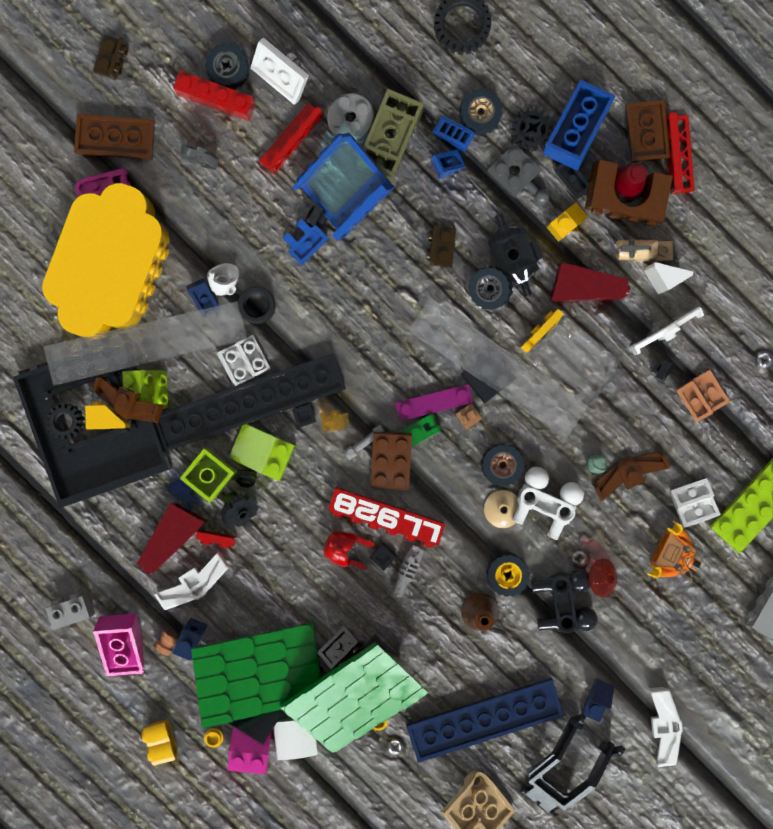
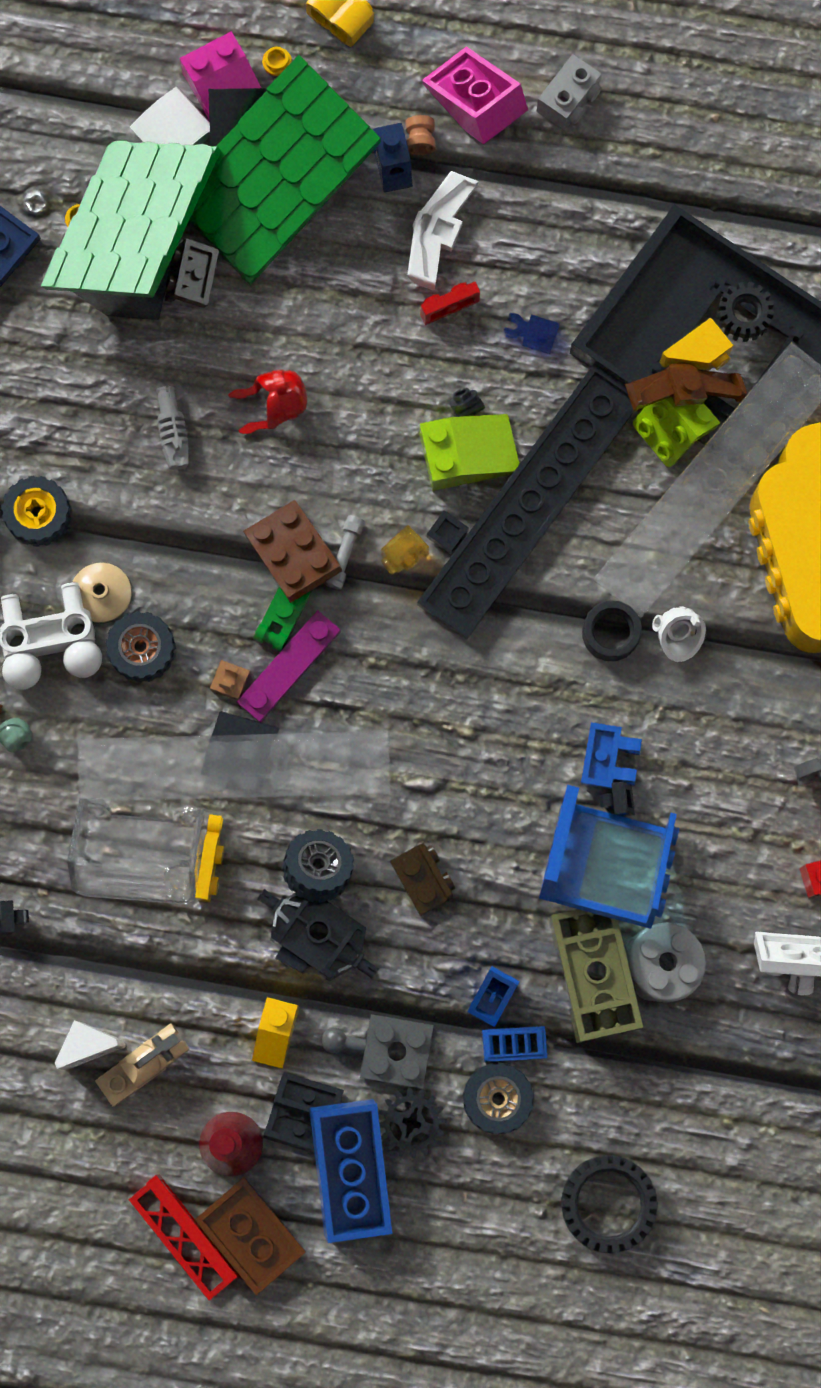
camera: 145 degrees right, 10 degrees down
(170, 535) = (510, 266): dark red slope -> none
(202, 294) = (690, 592): dark blue slope -> none
(208, 474) = (516, 372): lime brick -> none
(238, 509) = (447, 355): black plant -> none
(243, 361) = (576, 548): white slope -> none
(291, 138) = (726, 882): red fence -> none
(383, 557) = (217, 425): black tile -> none
(386, 516) = (248, 476): red brick -> none
(480, 611) = (39, 439): reddish brown cone -> none
(583, 285) = (193, 959): dark red slope -> none
(602, 196) = (174, 1125): reddish brown arch -> none
(667, 332) = (34, 975): white plate -> none

